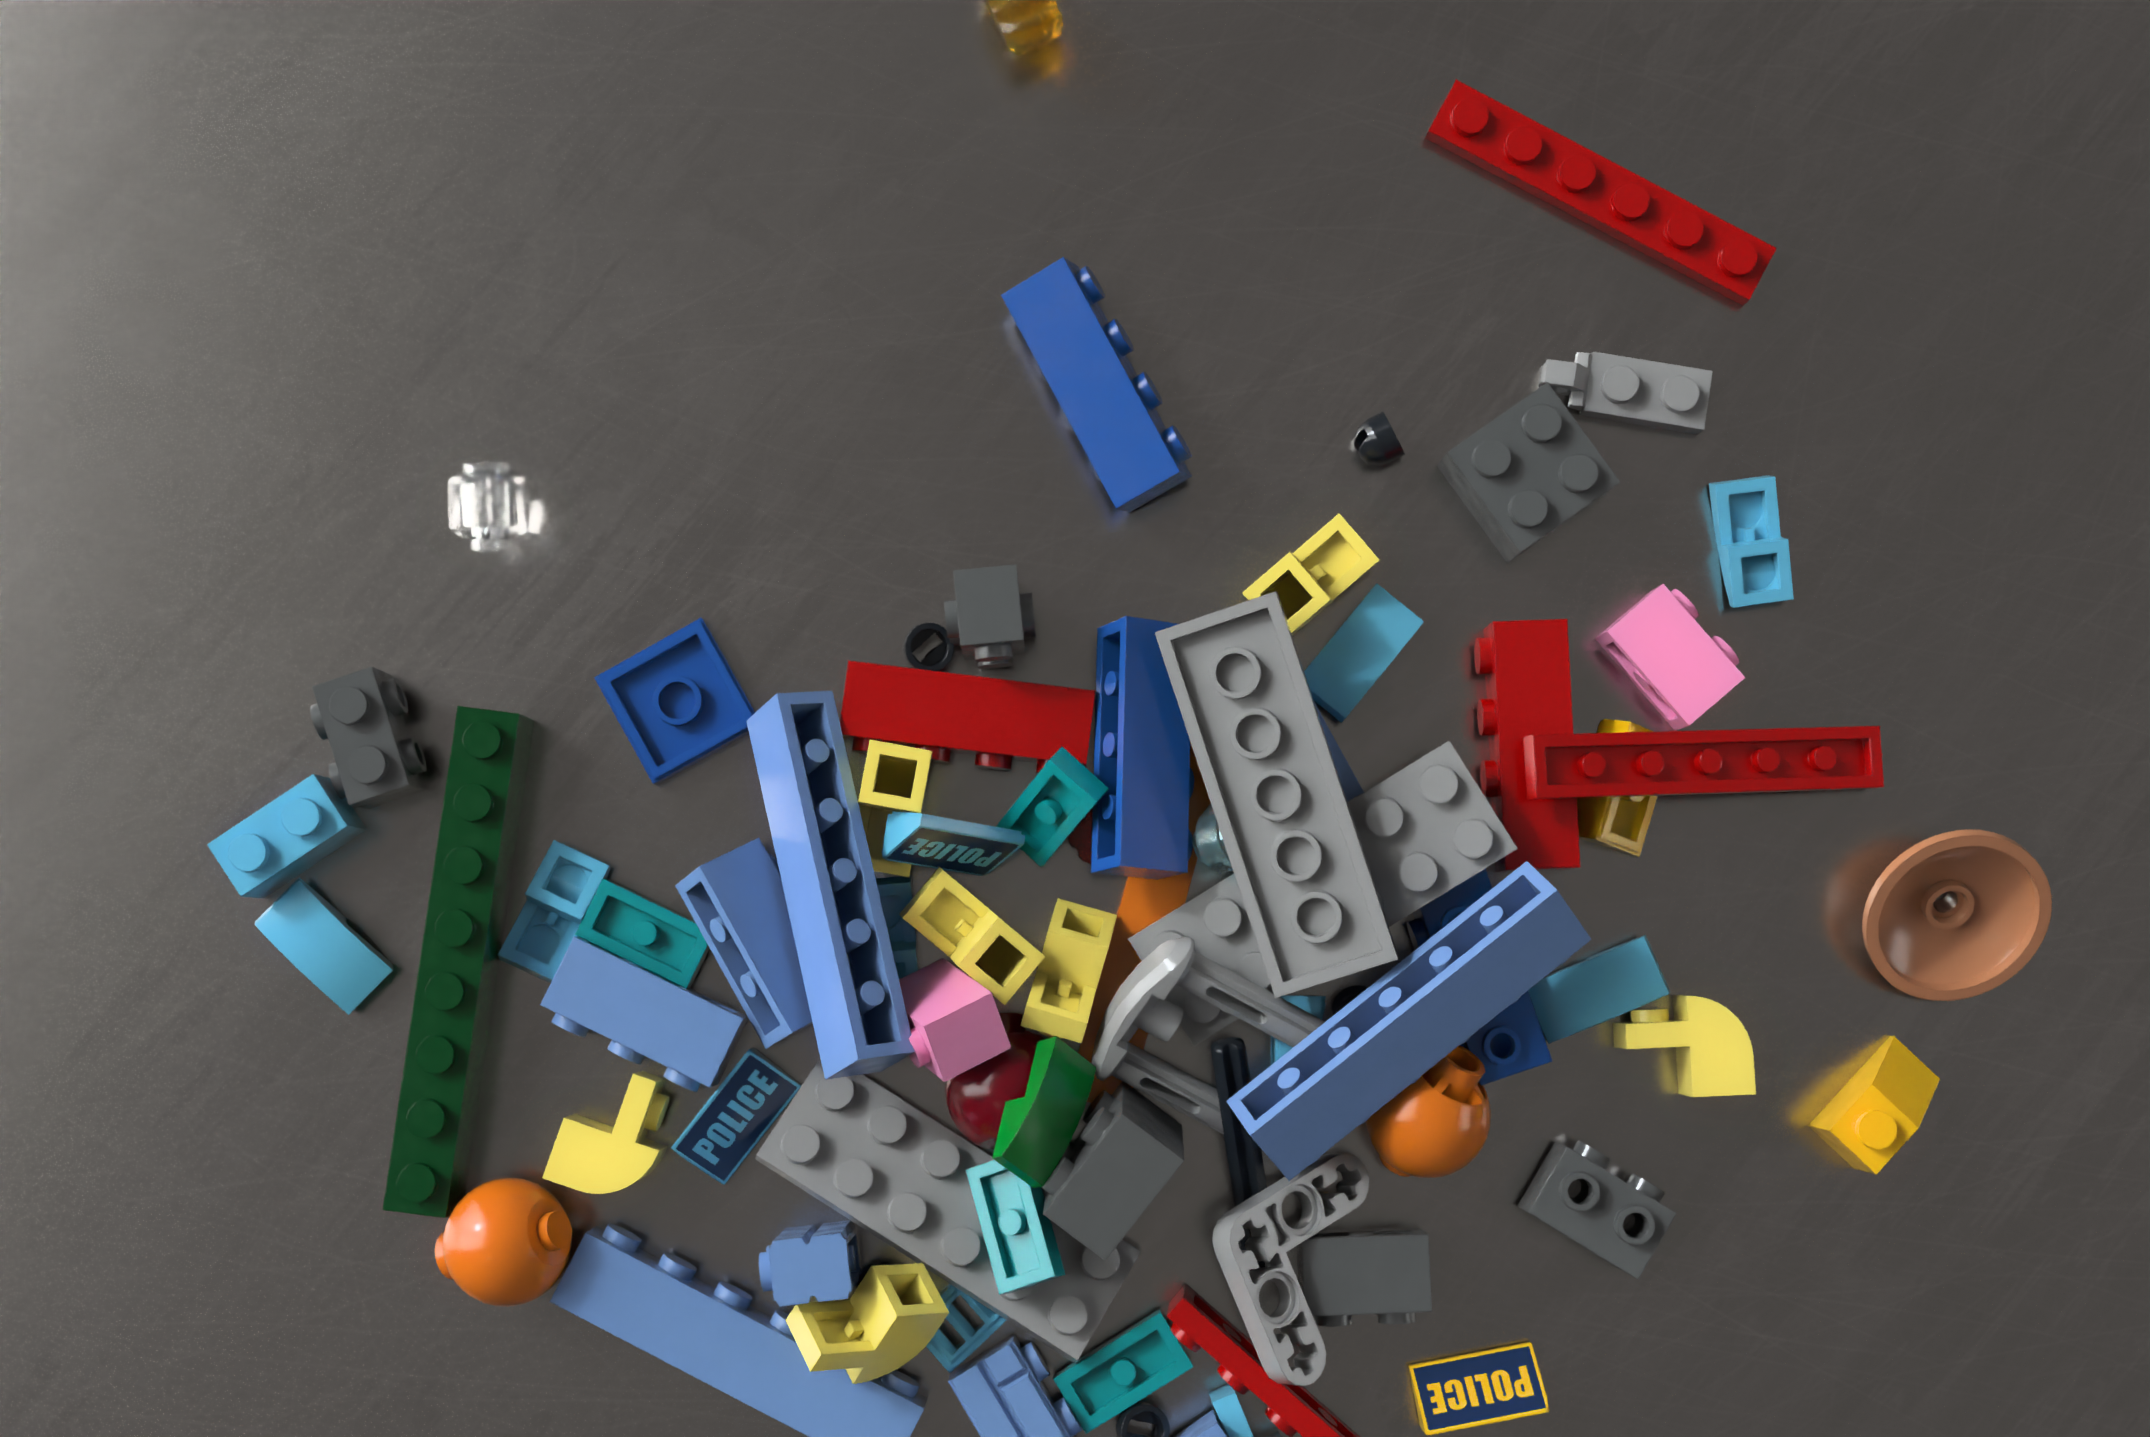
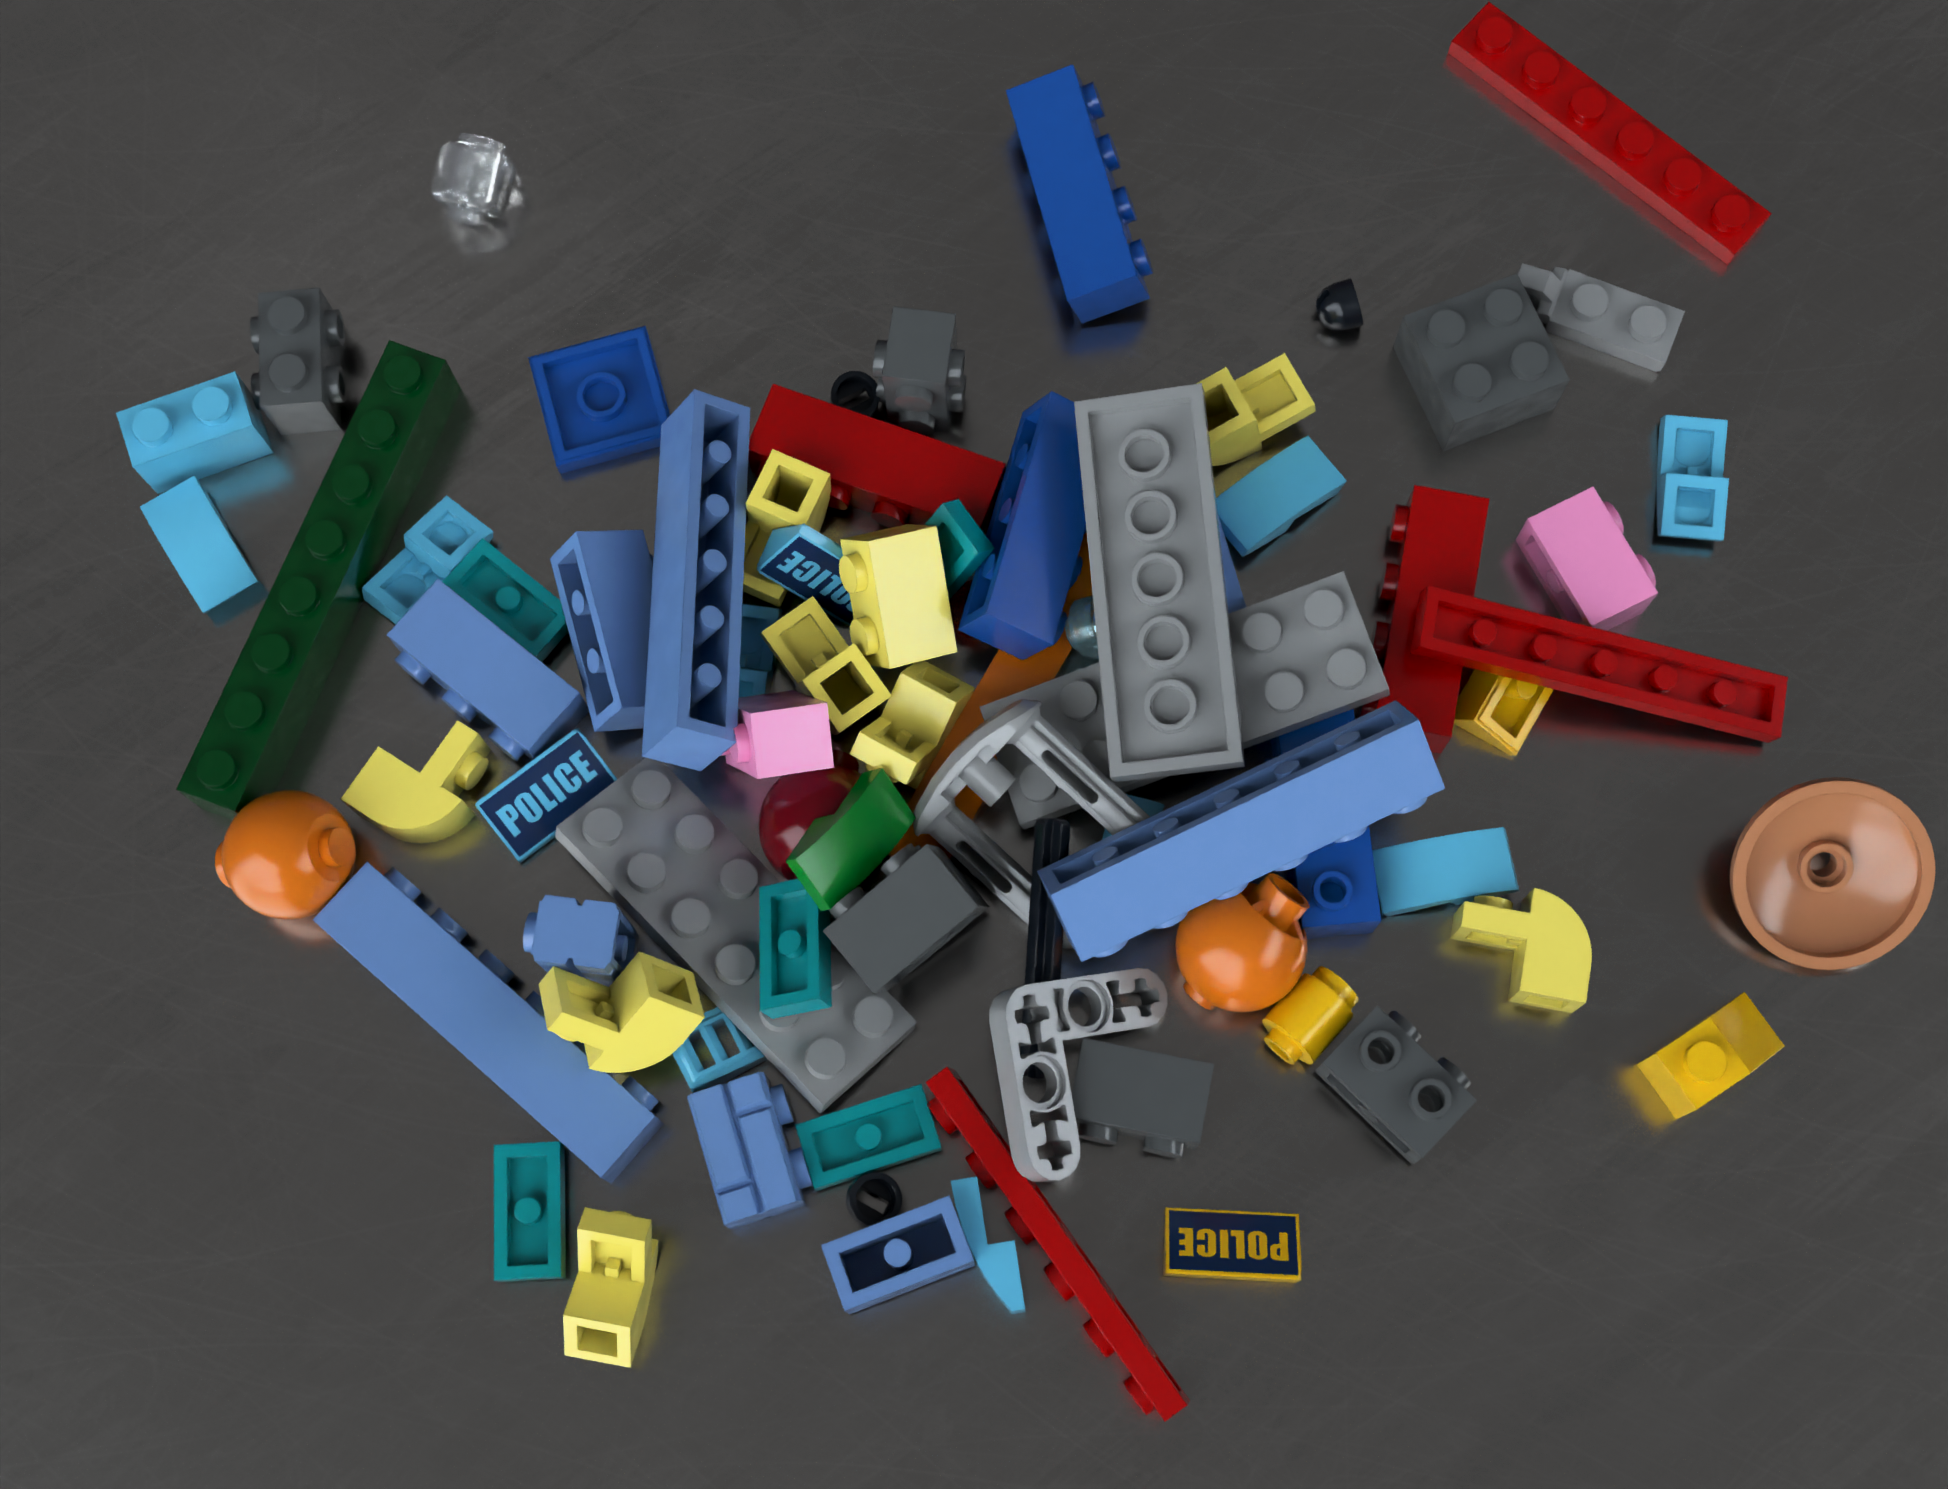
camera: 20 degrees right, 10 degrees down
(1026, 855) = (898, 595): none -> light yellow brick
(1504, 1161) = (1309, 1016): none -> yellow brick

